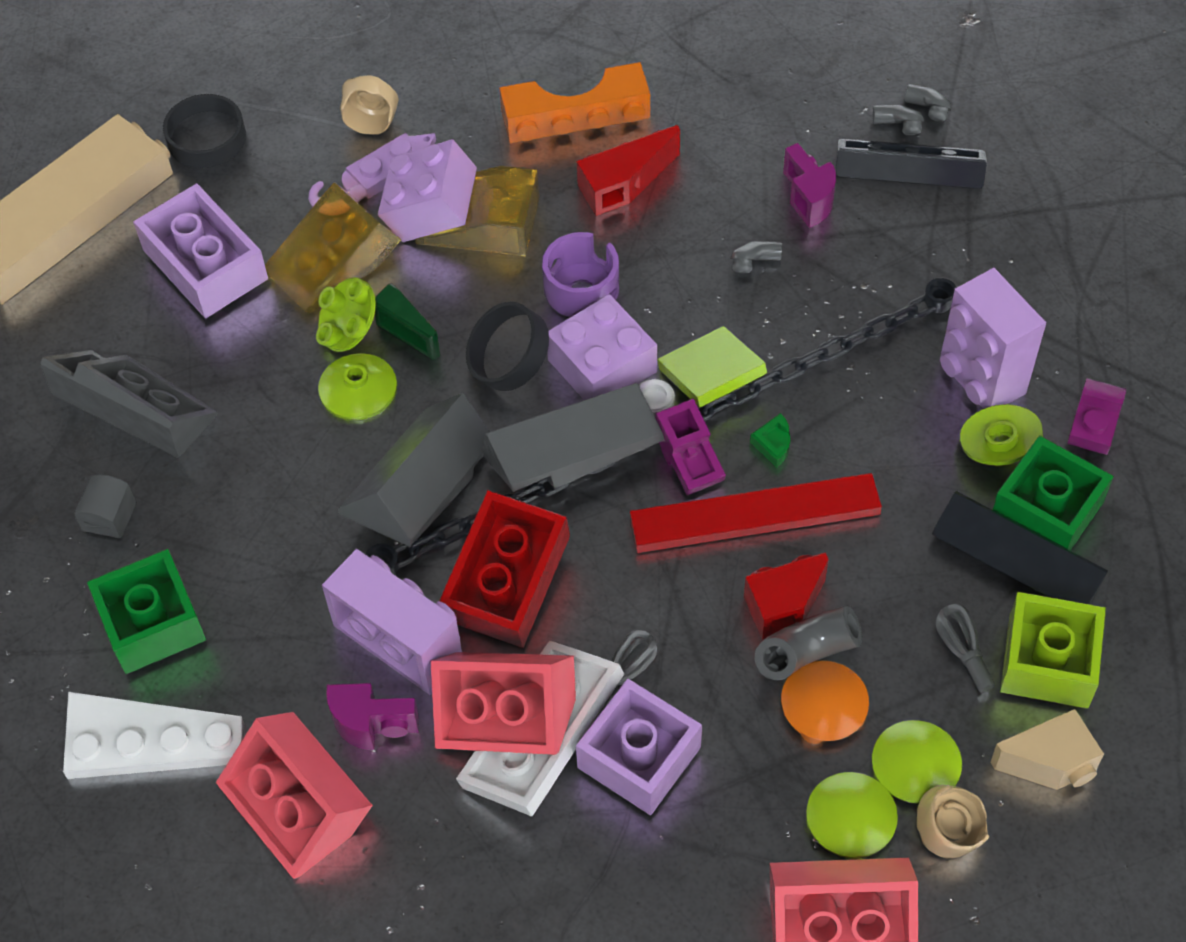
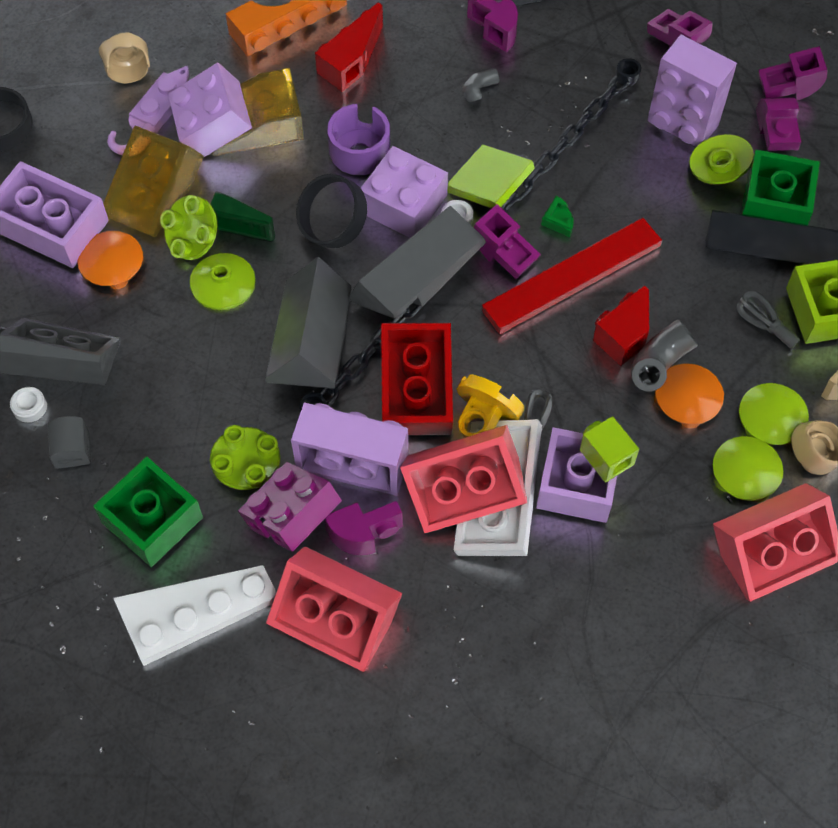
camera: 25 degrees left, 5 degrees up
(87, 451) = (28, 404): none -> white tile
(249, 322) = (111, 259): none -> orange dish
(281, 590) = (244, 457): none -> lime dish
(297, 660) = (289, 506): none -> magenta piece
(568, 626) = (486, 403): none -> yellow tile
(673, 725) = (608, 448): none -> lime brick
(1026, 265) = (670, 26): none -> magenta brick
(1152, 364) = (799, 76): none -> magenta brick

